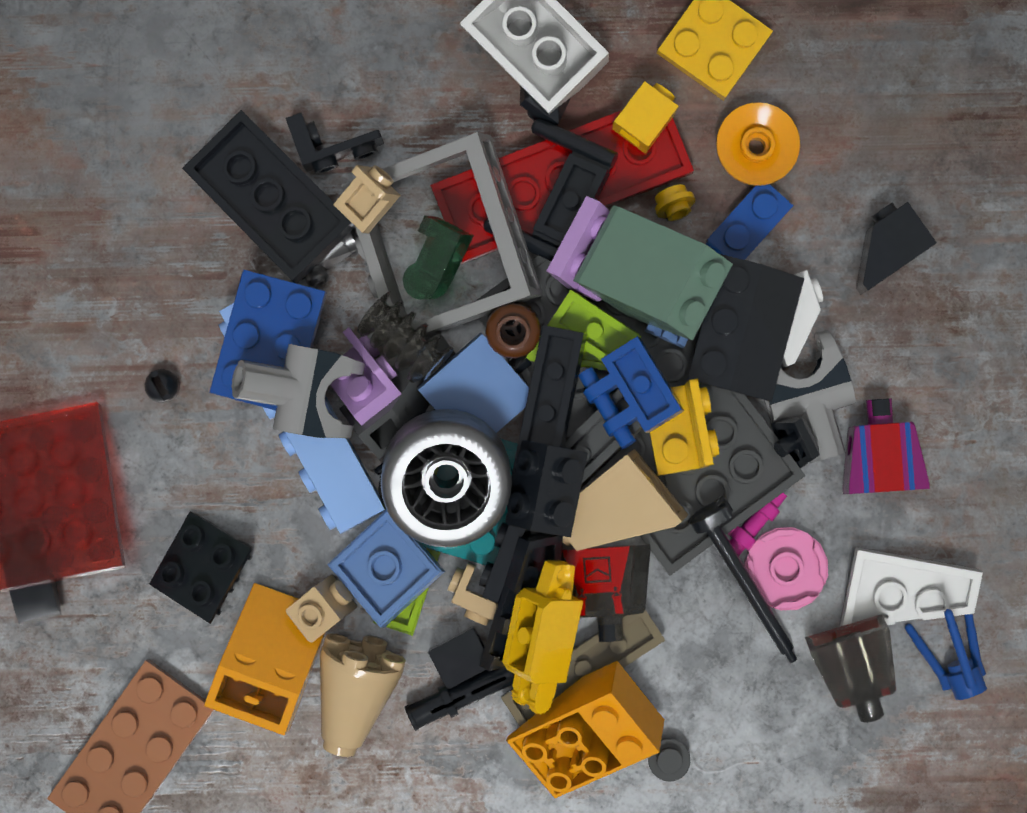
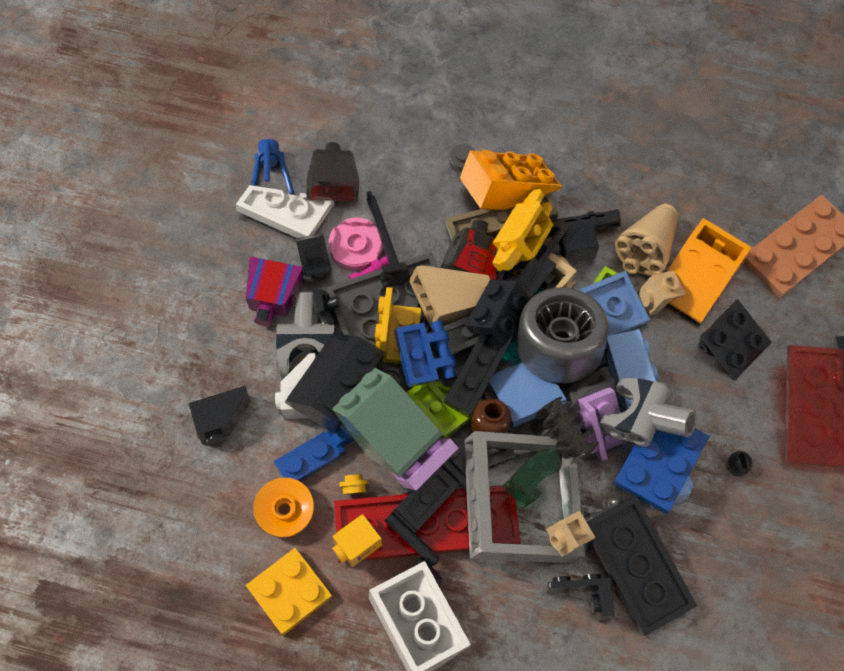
camera: 165 degrees left, 20 degrees down
(839, 522) = (314, 255): none -> black bracket

